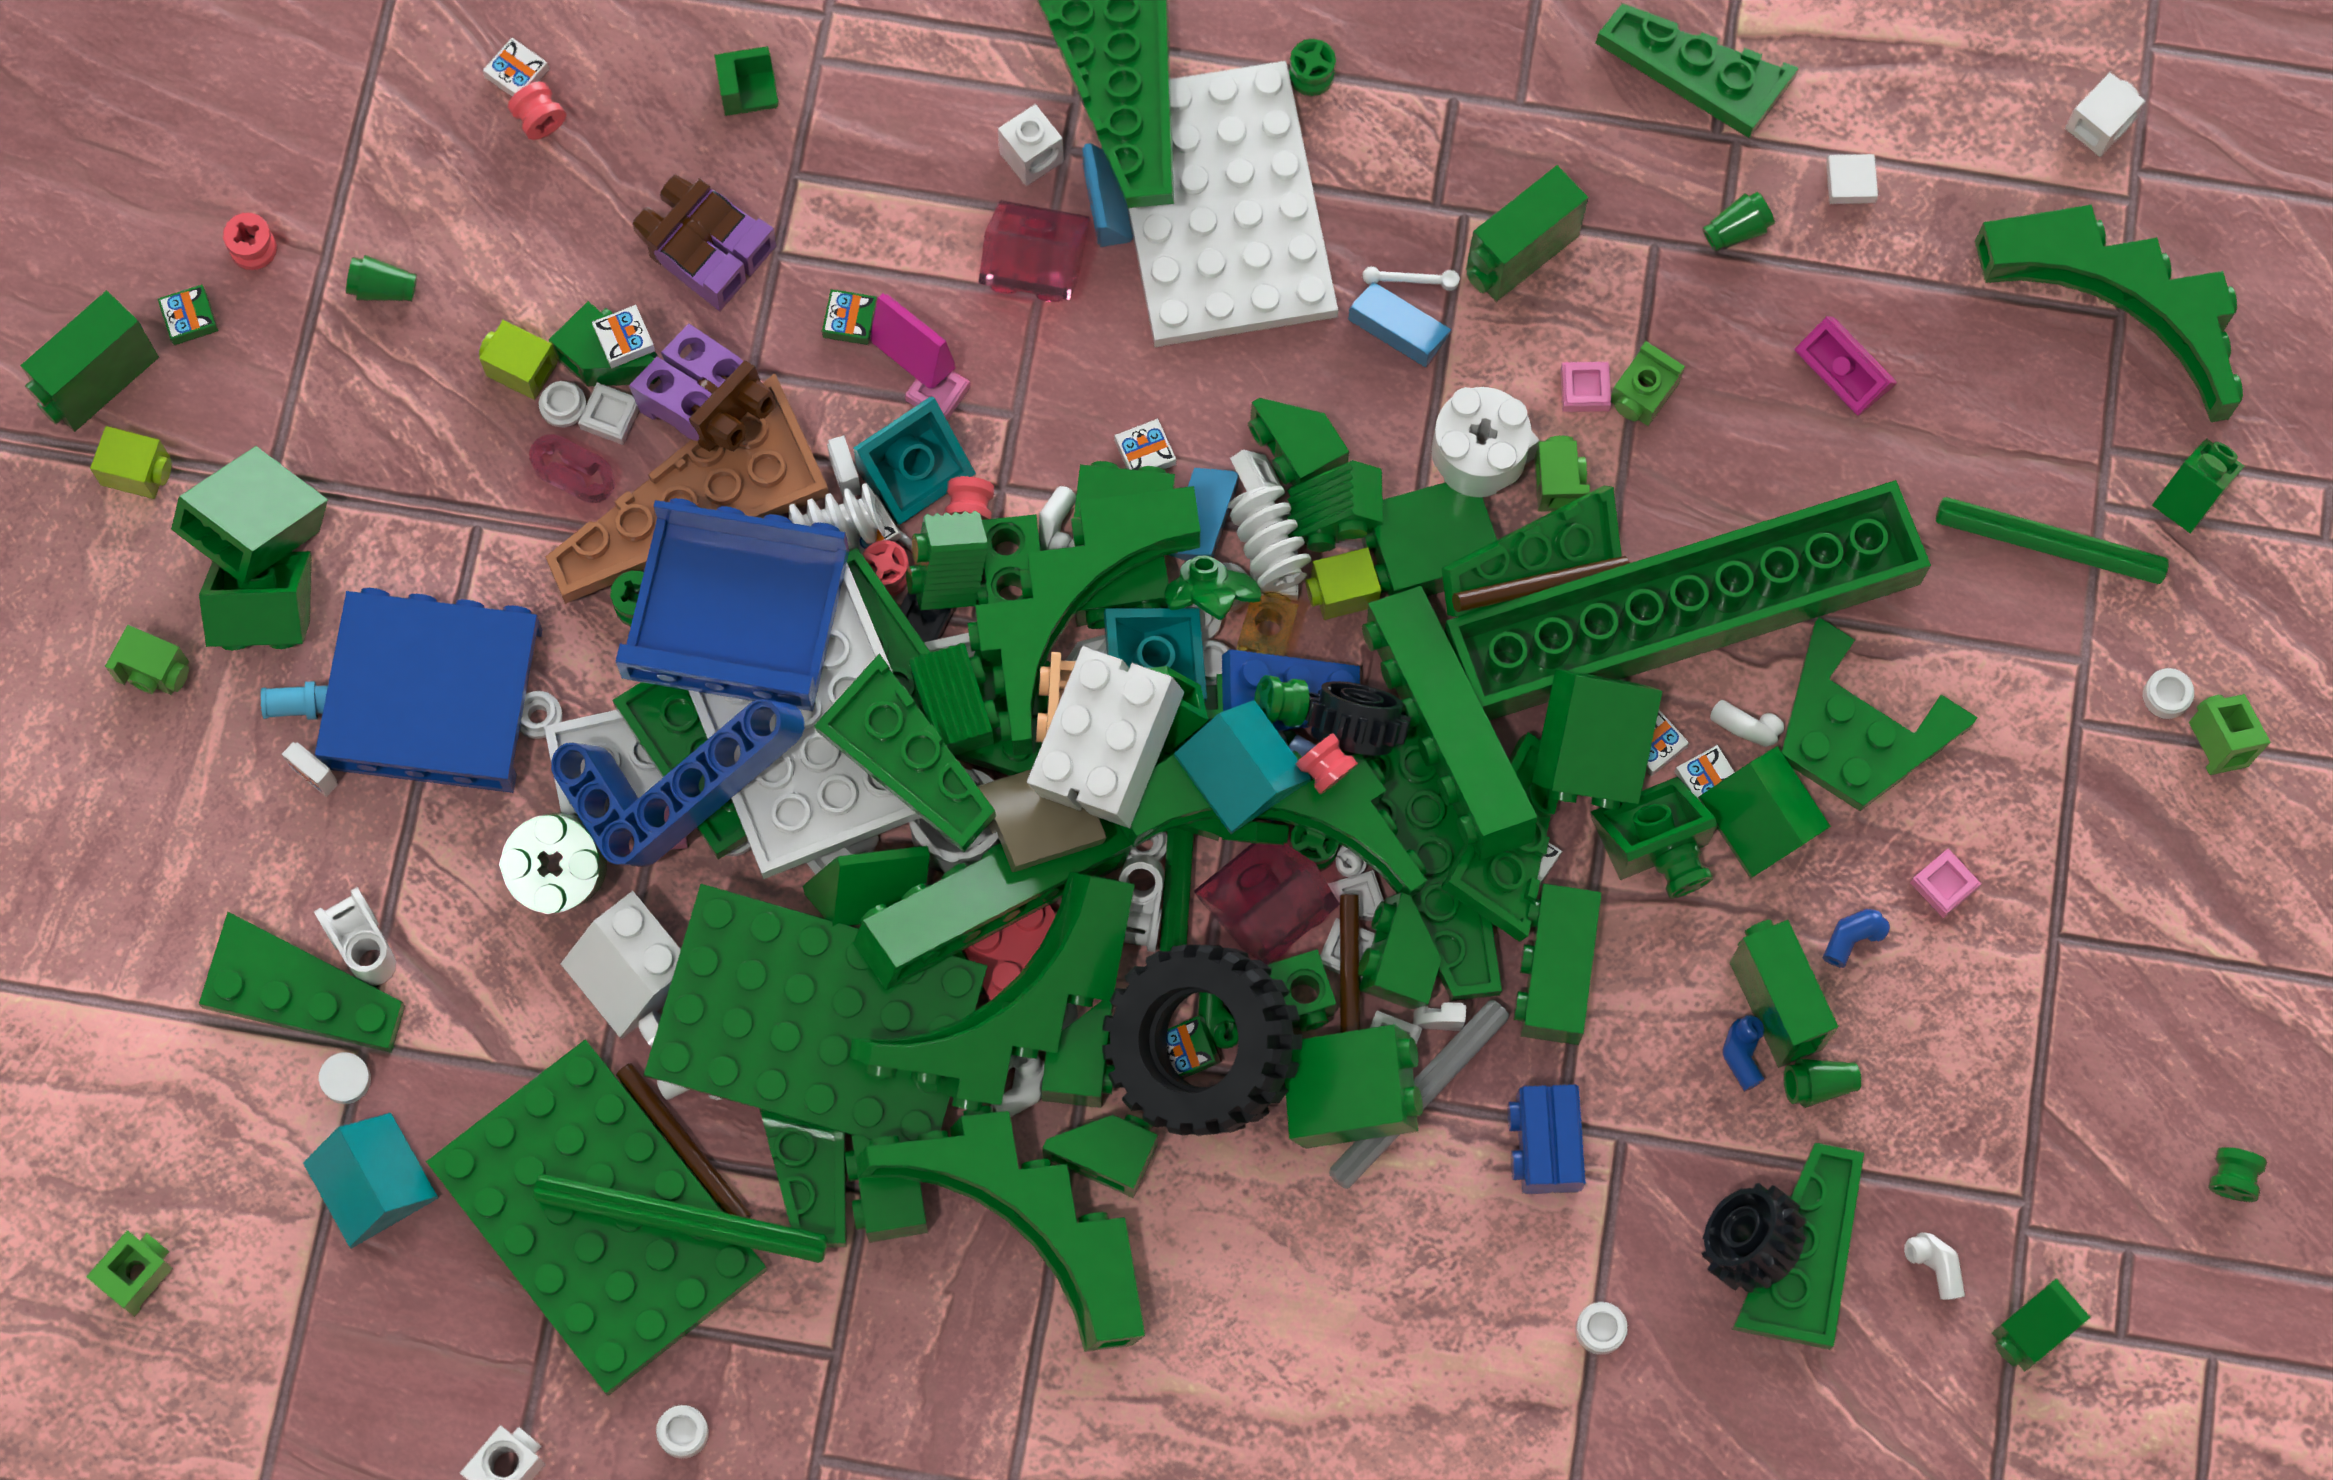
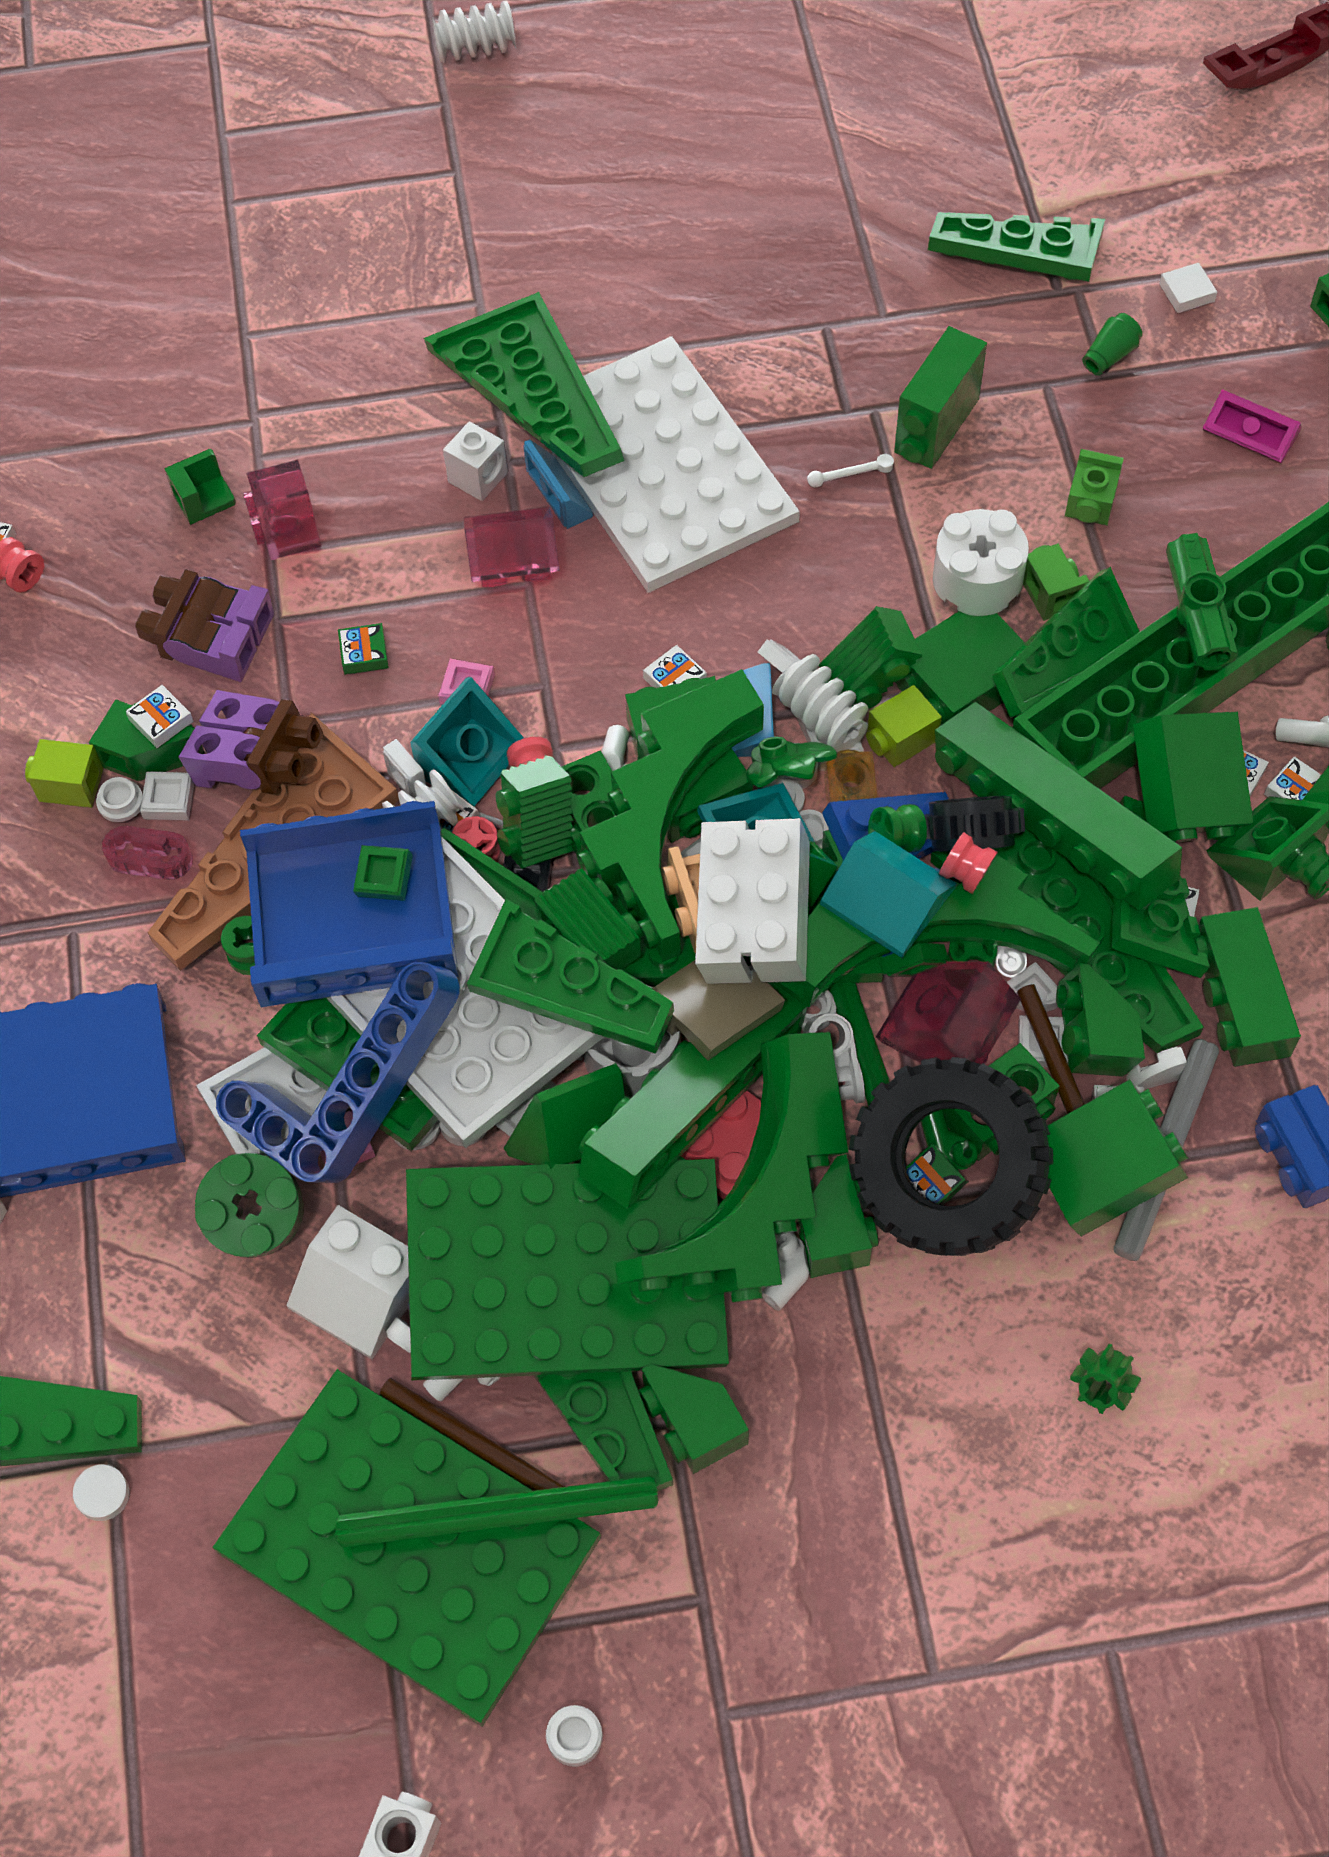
camera: 15 degrees left, 10 degrees down
(354, 932) = (67, 1342): white piece -> none
(369, 1177) = (157, 1585): teal slope -> none
(539, 701) = (187, 1067): white plate -> none
(775, 585) = (383, 873): none -> green tile
(815, 142) = (283, 510): none -> clear pink brick
(910, 342) = (428, 647): dark pink slope -> none
(1037, 1201) = (915, 1407): green arch -> none
(1106, 1151) = (895, 1302): green slope -> none
(1265, 1288) = (1105, 1378): none -> green gear
(1298, 439) = (807, 620): green slope -> none
(1307, 57) = (697, 334): green wheel -> none
(1398, 324) = (856, 509): slope -> none
(1525, 586) = (1067, 671): reddish brown bar -> none
(1585, 386) = (1040, 509): bright pink tile -> none
(1672, 587) = (1207, 620): none -> green piece

